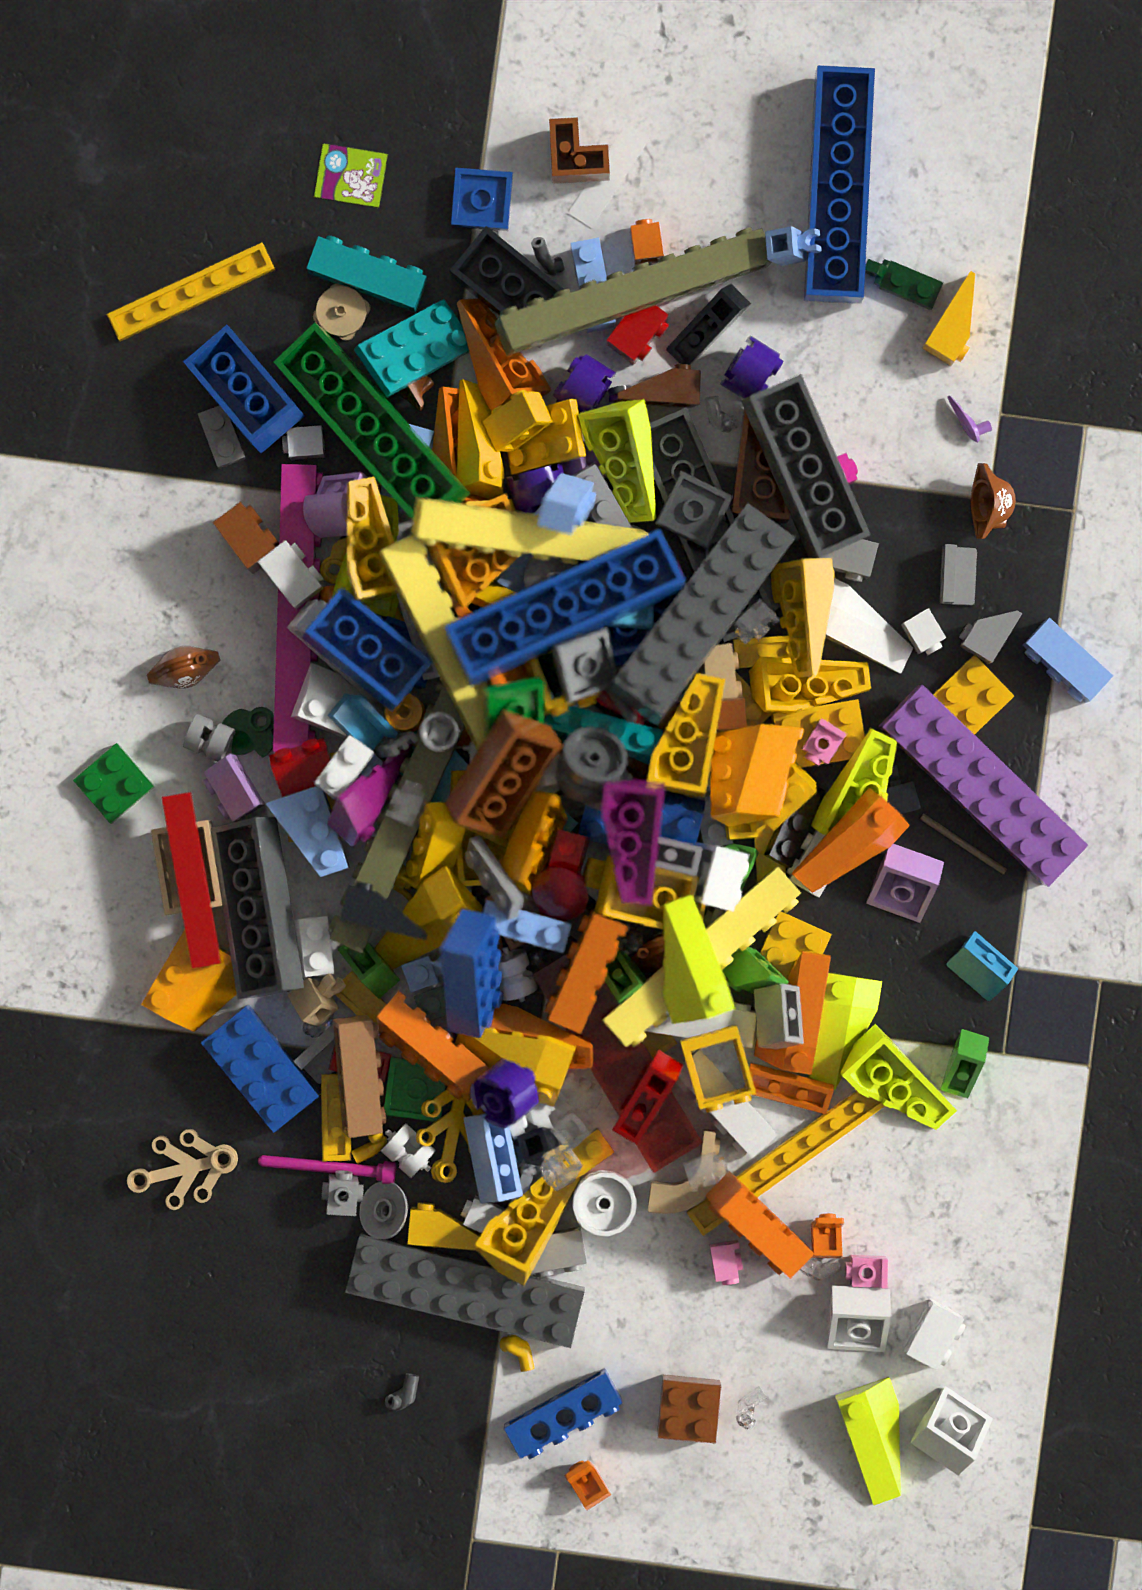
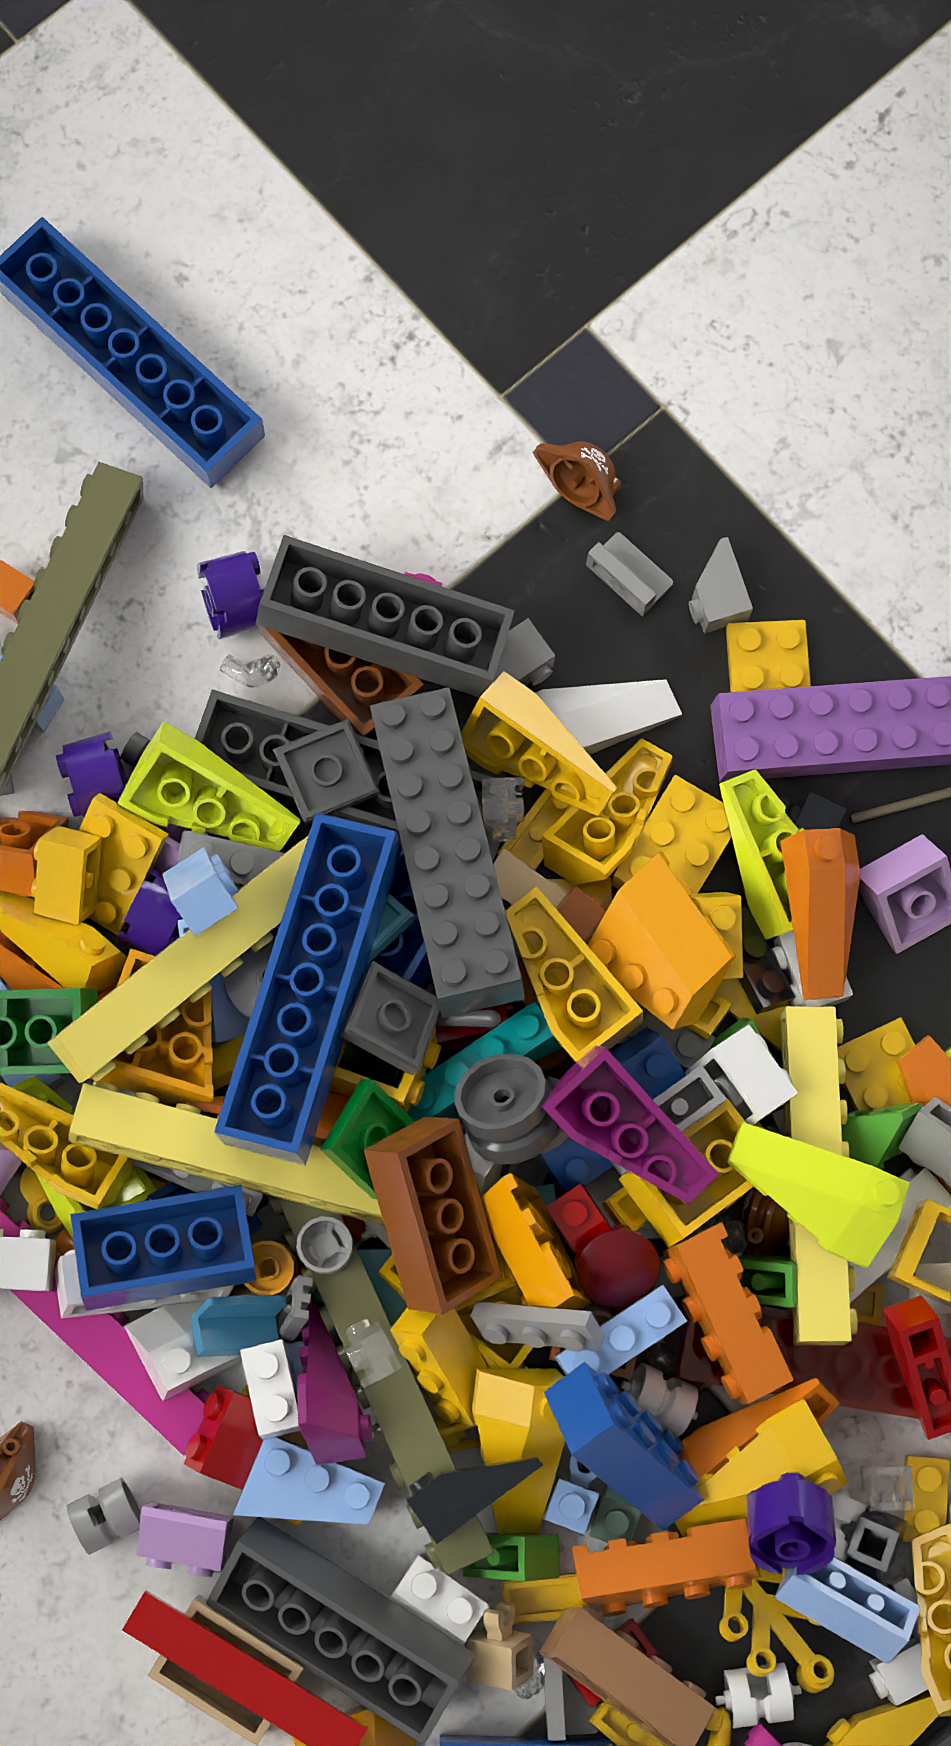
camera: 55 degrees left, 10 degrees down
(114, 783) = (60, 1671): green plate -> none
(248, 733) = (143, 1466): dark green plate -> none
(409, 1089) = (690, 1633): green plate -> none
(554, 1169) = (923, 1544): clear brick -> none
(636, 332) = (89, 680): red brick -> none
(671, 388) = (177, 694): reddish brown slope -> none
(708, 325) = (148, 602): black slope -> none
(790, 245) = (140, 448): light blue brick -> none
(831, 734) = (686, 861): bright pink brick -> none
(904, 282) = (285, 375): dark green hinge -> none
(924, 632) = (660, 653): white brick -> none
(953, 329) = (373, 364): yellow slope -> none
(972, 430) = (487, 434): medium lavender bar -> none
(1067, 661) = (814, 537): light blue brick -> none

